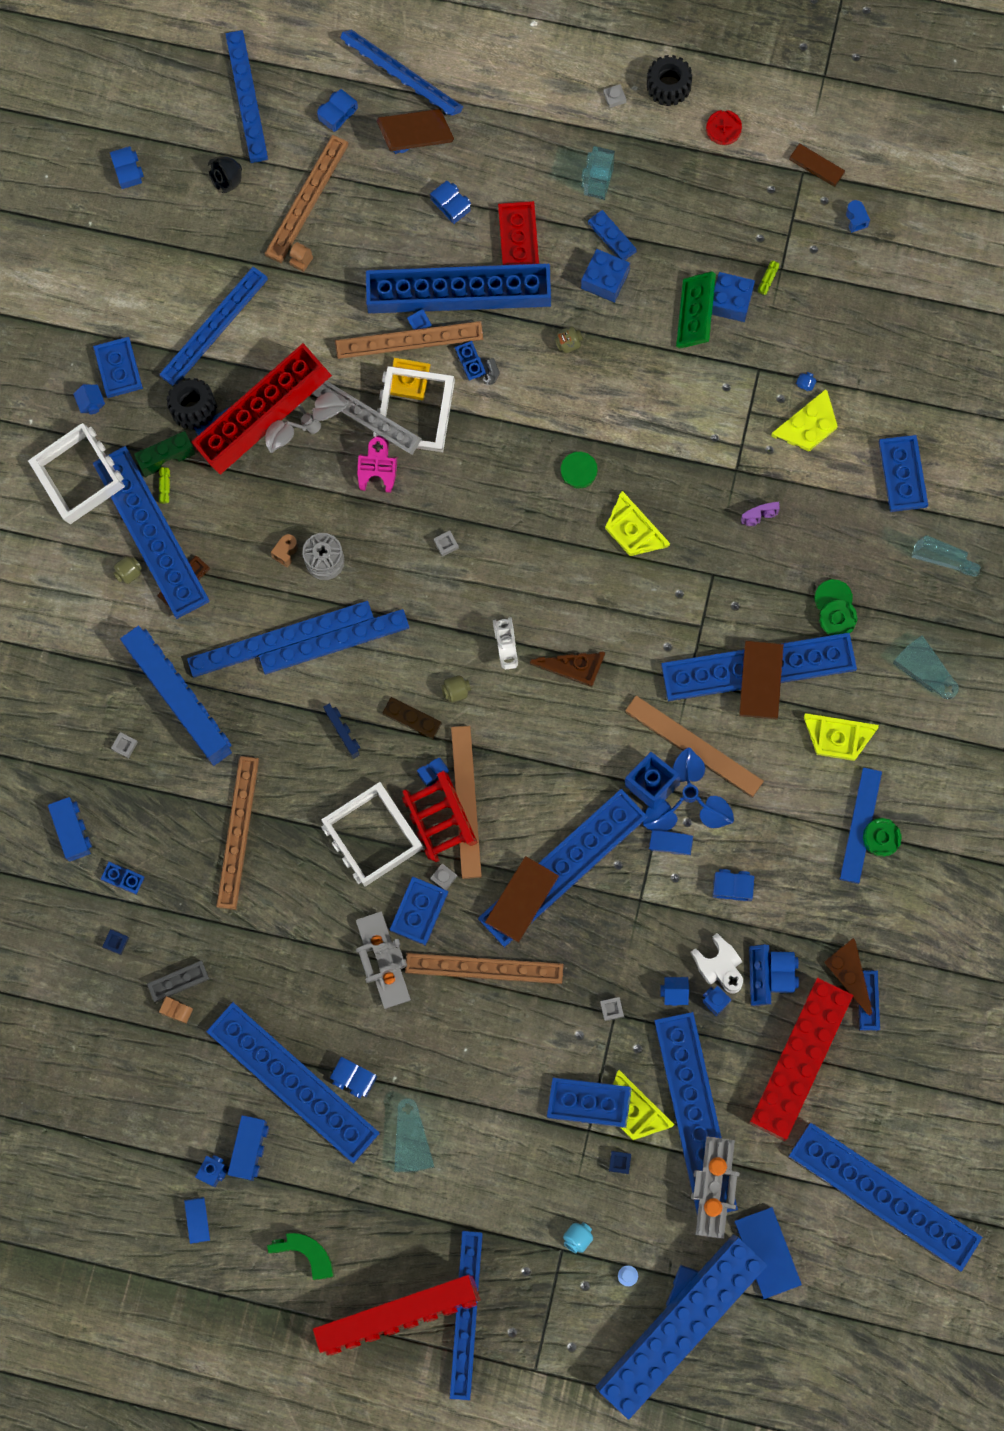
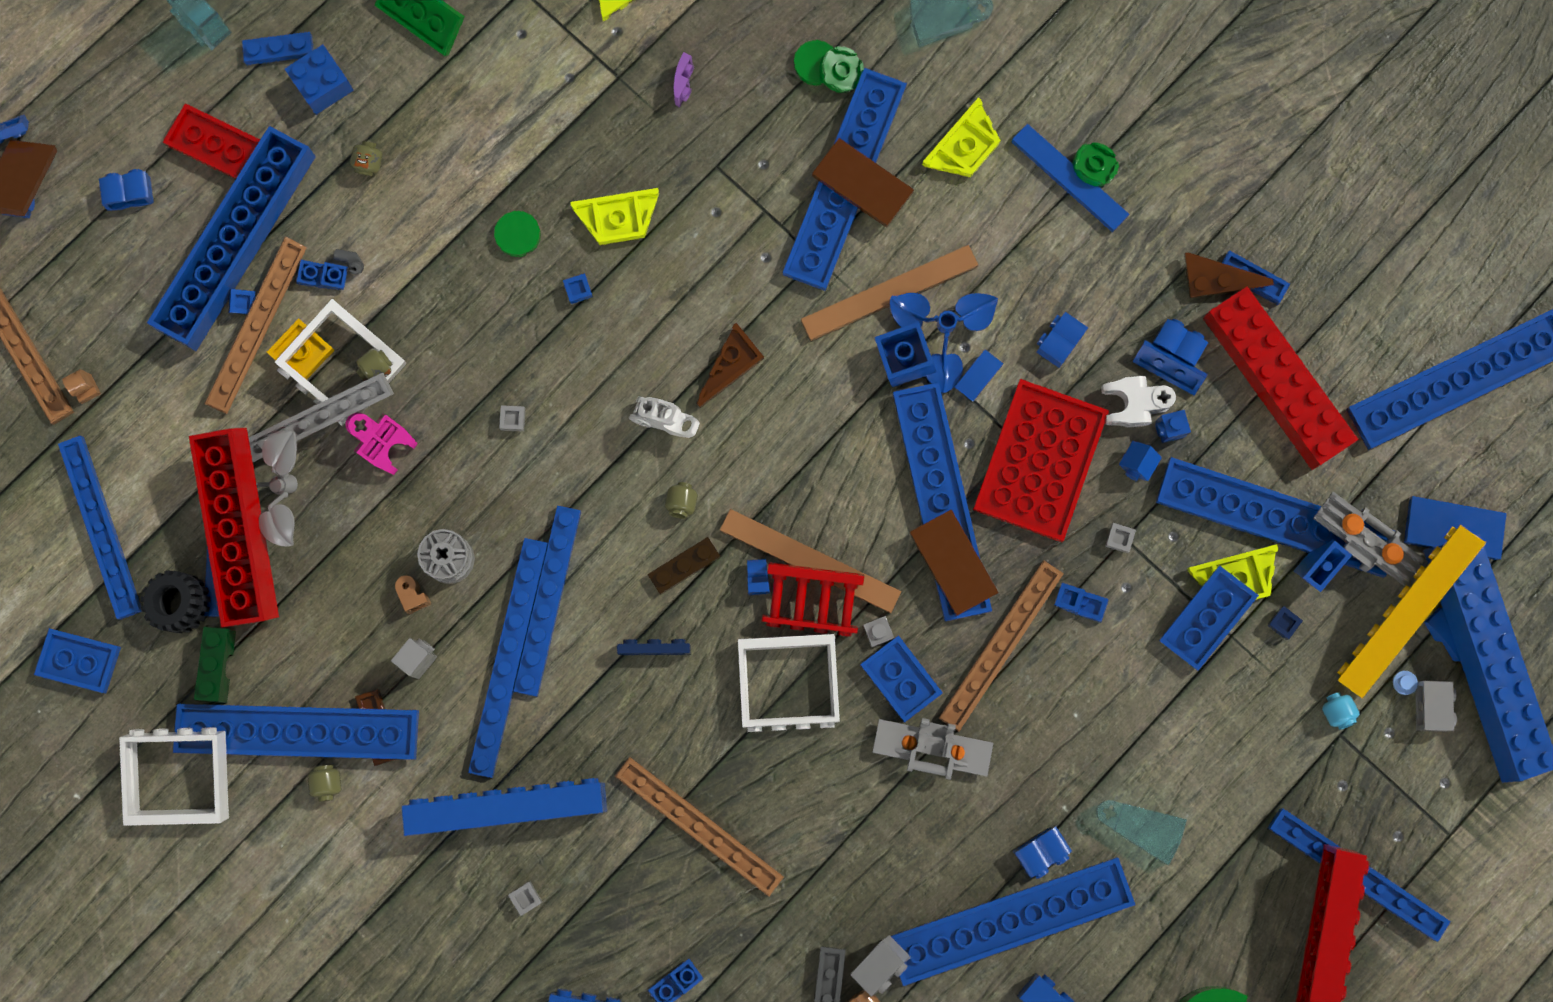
camera: 65 degrees left, 5 degrees up
(89, 399) = (94, 714): blue brick -> none
(164, 485) = (251, 686): lime axle -> none
(210, 1007) = (880, 966): none -> light grey brick
(242, 577) = (415, 657): none -> light grey brick
(424, 429) = (372, 364): none -> olive head
(548, 1008) = (1081, 602): none -> blue slope
(564, 532) = (577, 288): none -> blue plate
(623, 1306) = (1435, 706): none -> light grey brick
(635, 921) = (1041, 460): none -> red plate
(676, 1163) = (1322, 564): none -> blue slope
(678, 1243) = (1411, 610): none -> yellow brick

